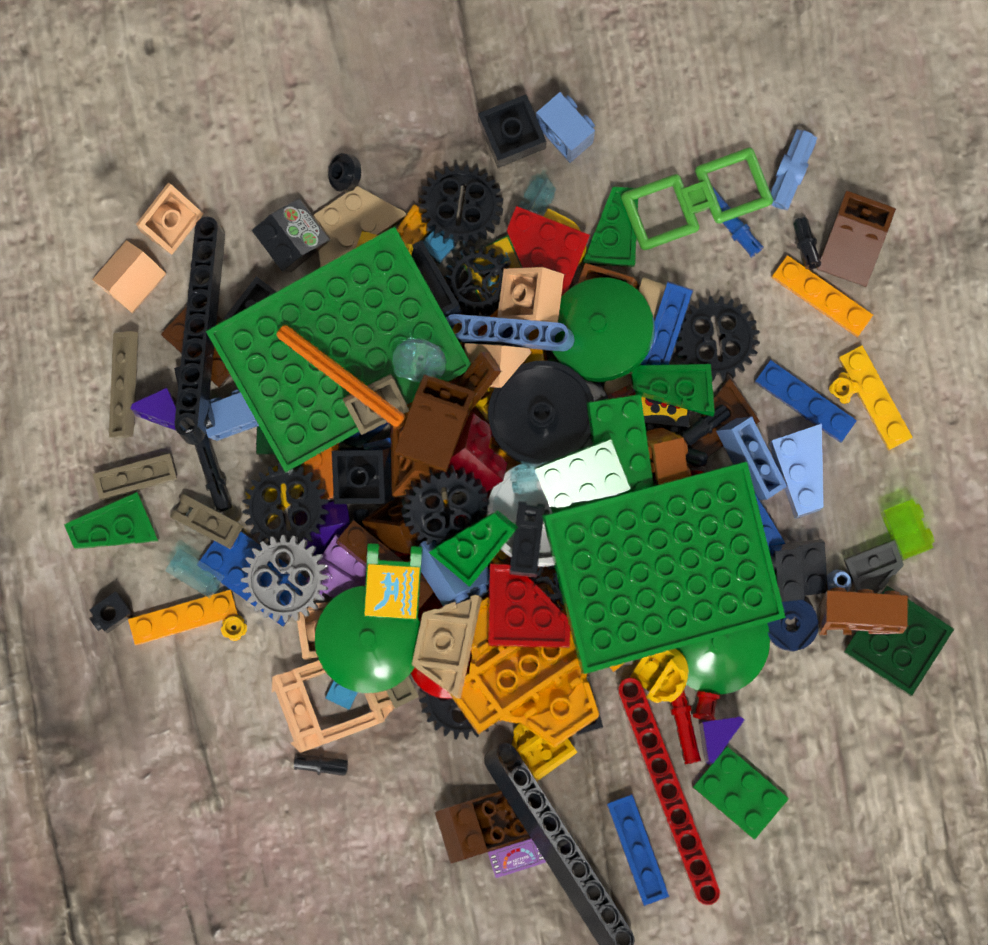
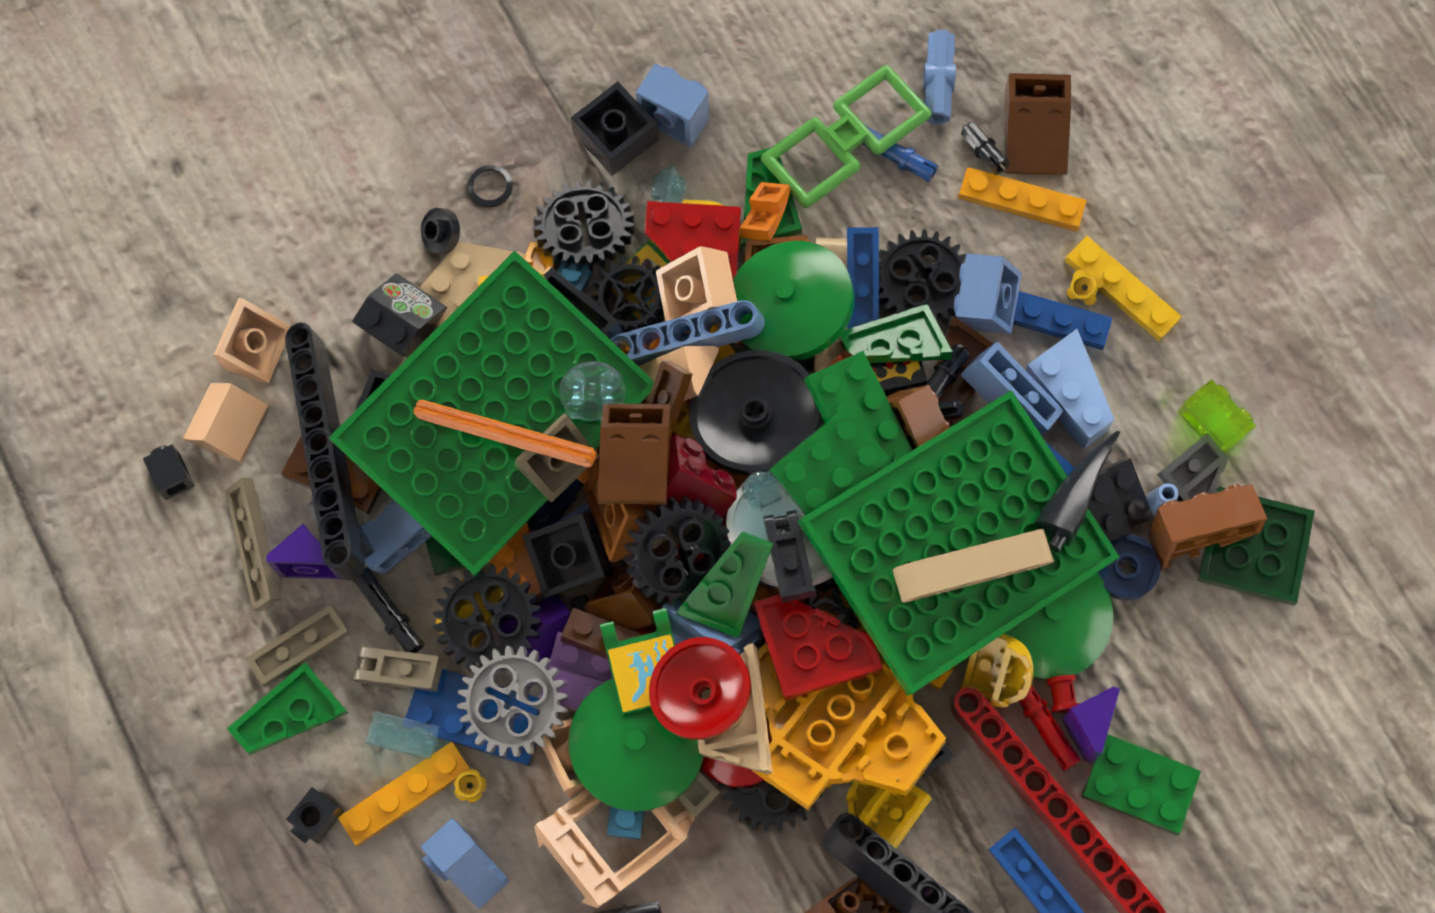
camera: 15 degrees left, 10 degrees down
(74, 304) = (168, 471): none -> black brick
(212, 687) = (457, 857): none -> medium blue wedge
(402, 158) = (495, 202): none -> black piece
(418, 604) = (683, 677): none -> red dish
(611, 242) = (766, 211): none -> orange slope
(665, 592) = (972, 565): none -> tan beam
(759, 565) = (1068, 504): none -> black piece
(760, 373) = (987, 293): none -> medium blue brick

